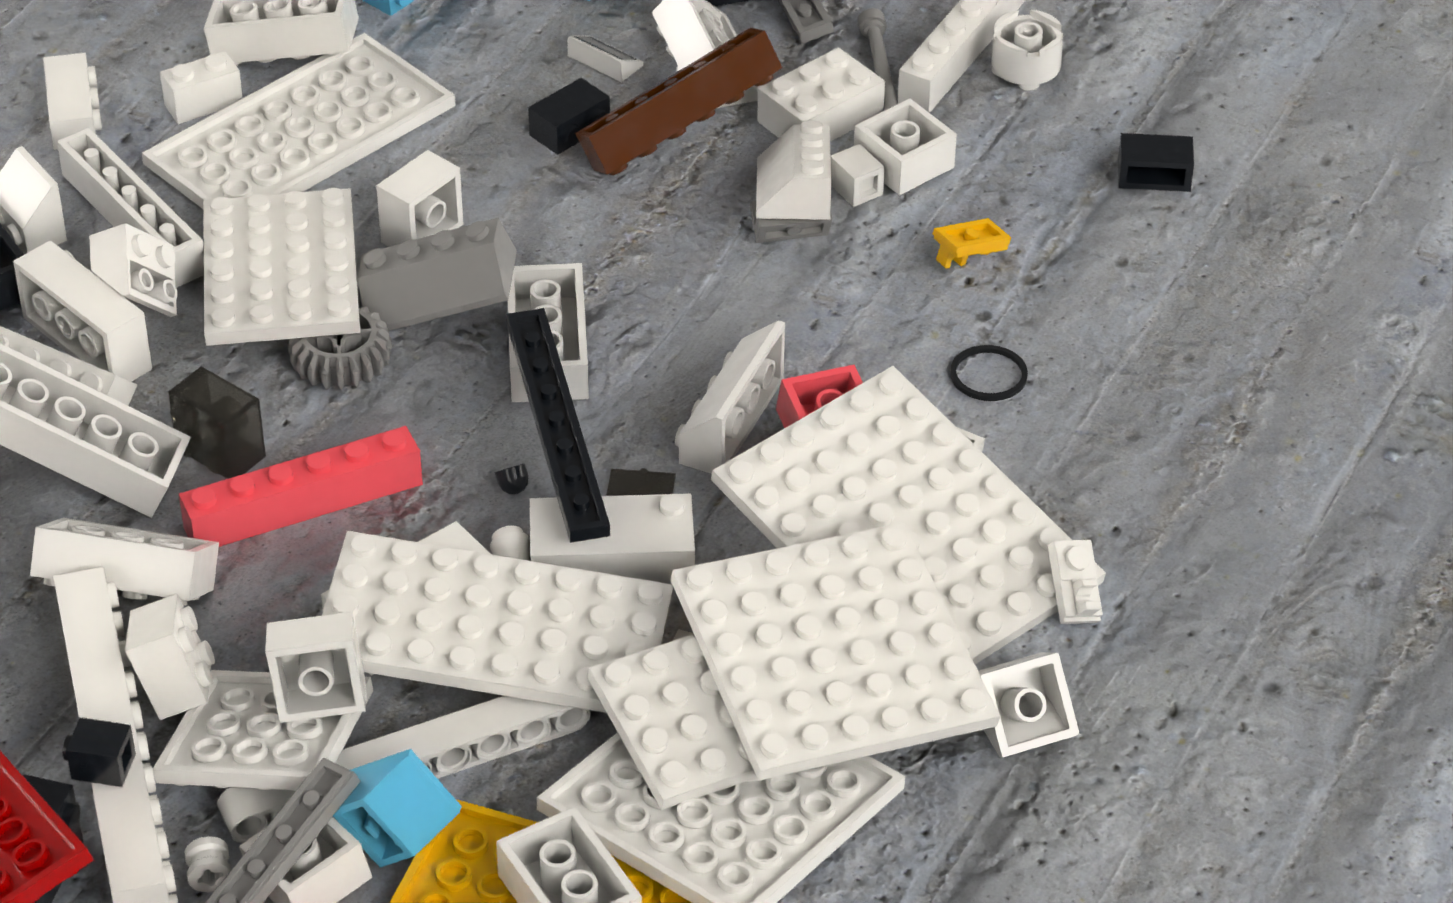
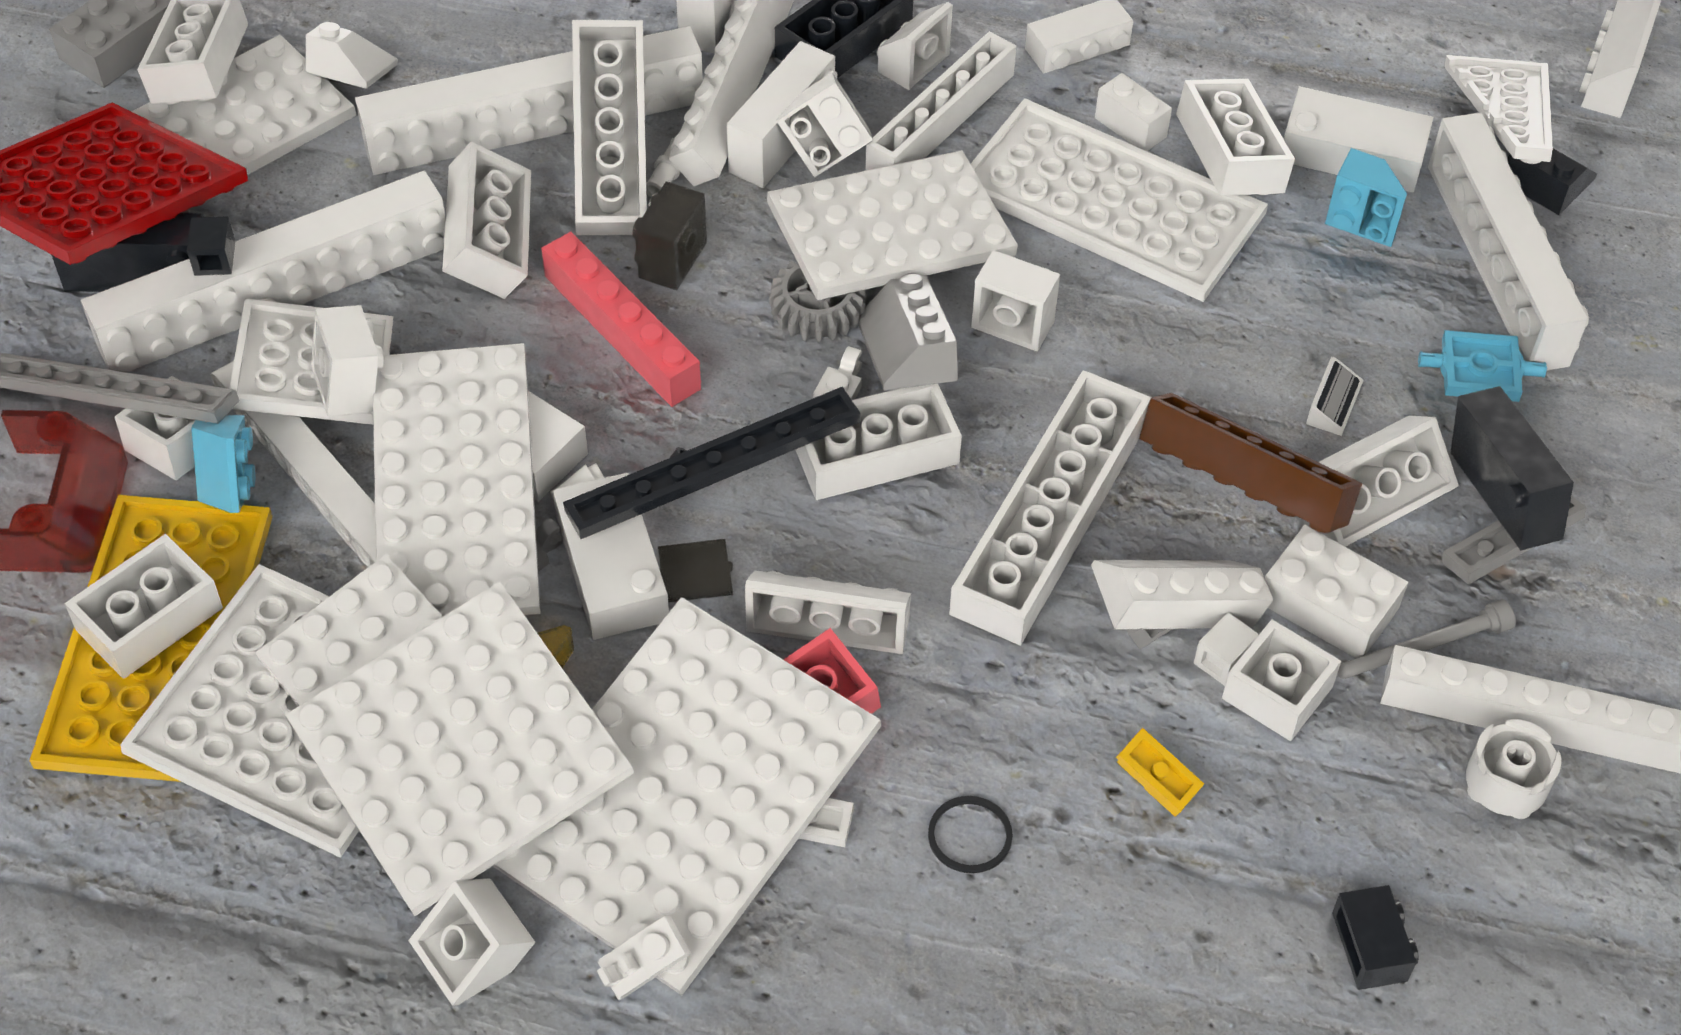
camera: 75 degrees right, 10 degrees up
(169, 656) = (369, 271): white brick -> none
(207, 863) = (176, 366): white wheel -> none
(453, 357) = (844, 376): none -> white plate
(566, 112) = (1217, 386): black piece -> none
(670, 237) = (1049, 508): none -> white brick

